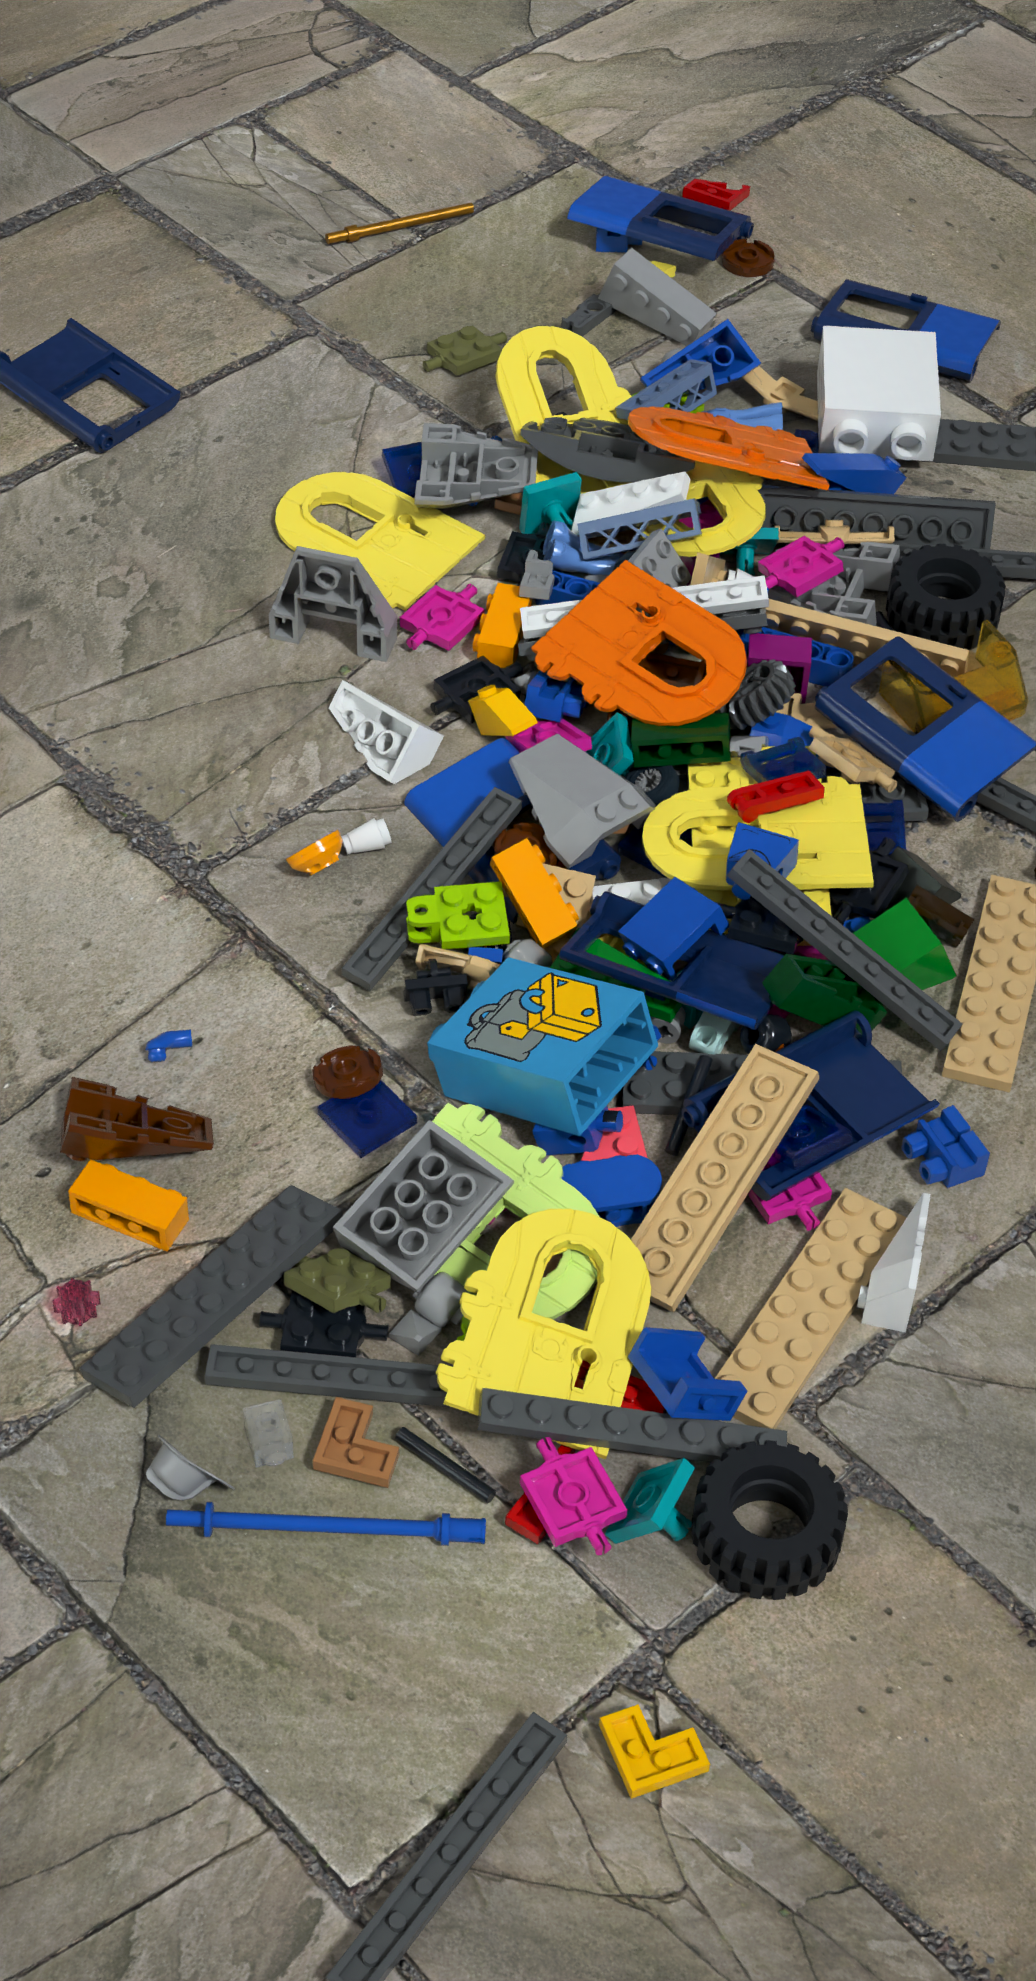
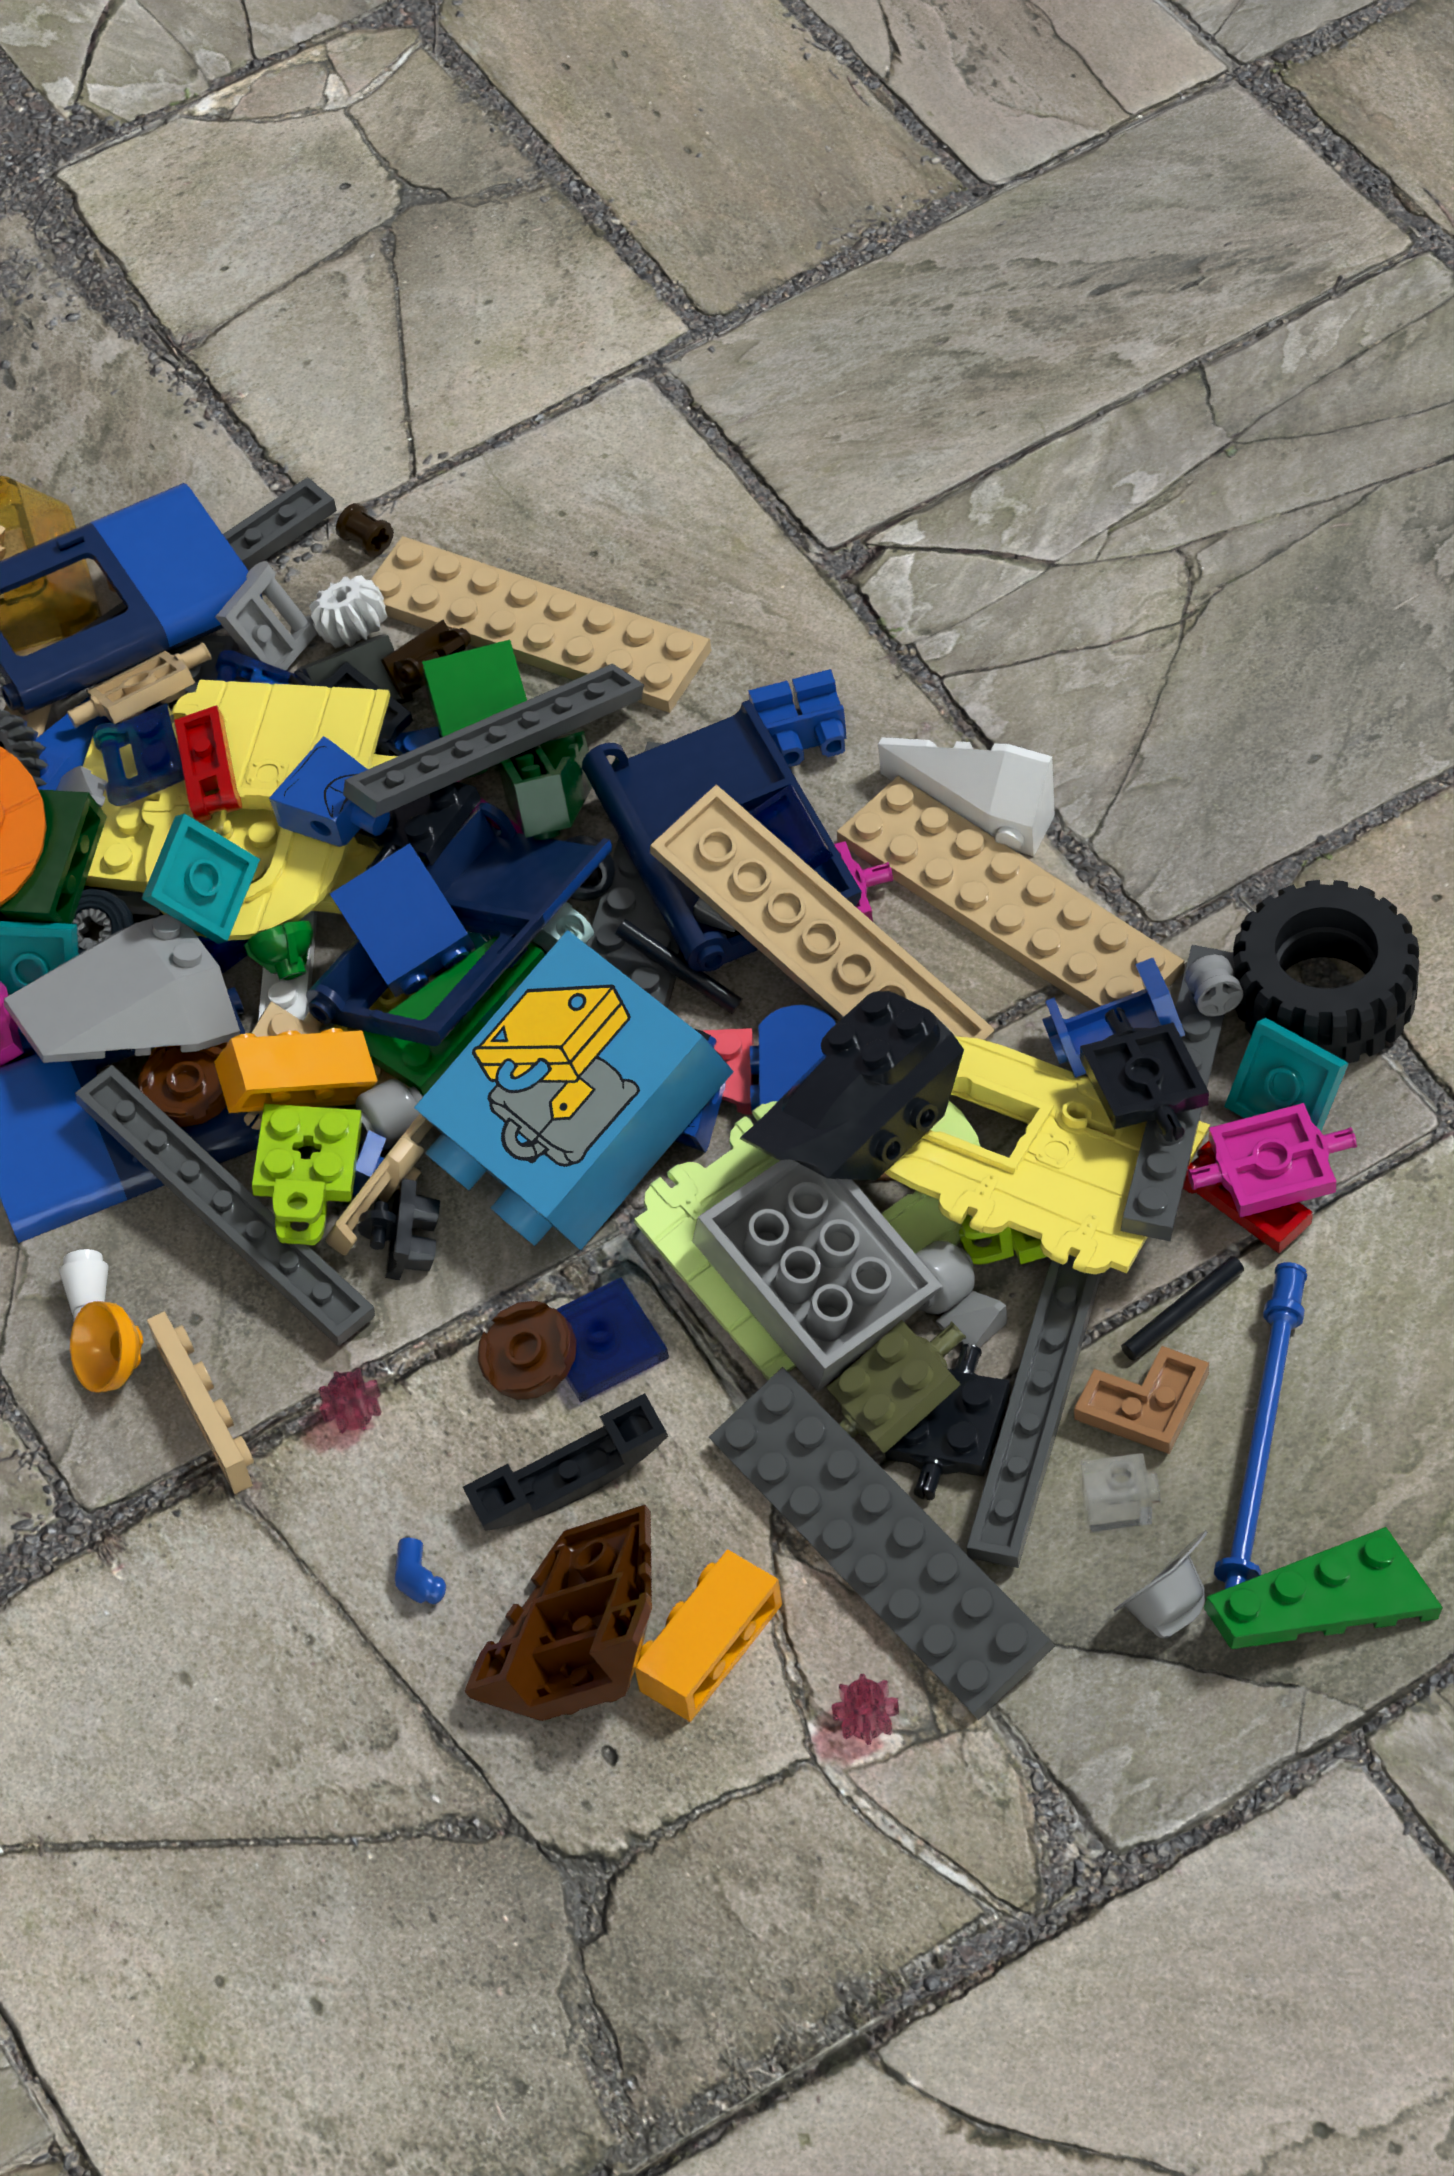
camera: 70 degrees left, 5 degrees up
(198, 1588) = (1325, 1592): none -> green wing
(251, 1108) = (570, 1472): none -> black slope
(283, 908) = (210, 1416): none -> tan plate
(294, 984) = (350, 1401): none -> clear pink gear
(542, 1200) = (870, 1093): none -> black slope
(616, 1386) = (1144, 1075): none -> black plate
(644, 878) = (282, 949): none -> green piece
(666, 803) = (201, 878): none -> teal tile
(725, 1432) = (1213, 985): none -> light grey wheel
(928, 818) = (257, 627): none -> light grey plate
(969, 867) = (348, 611): none -> white gear

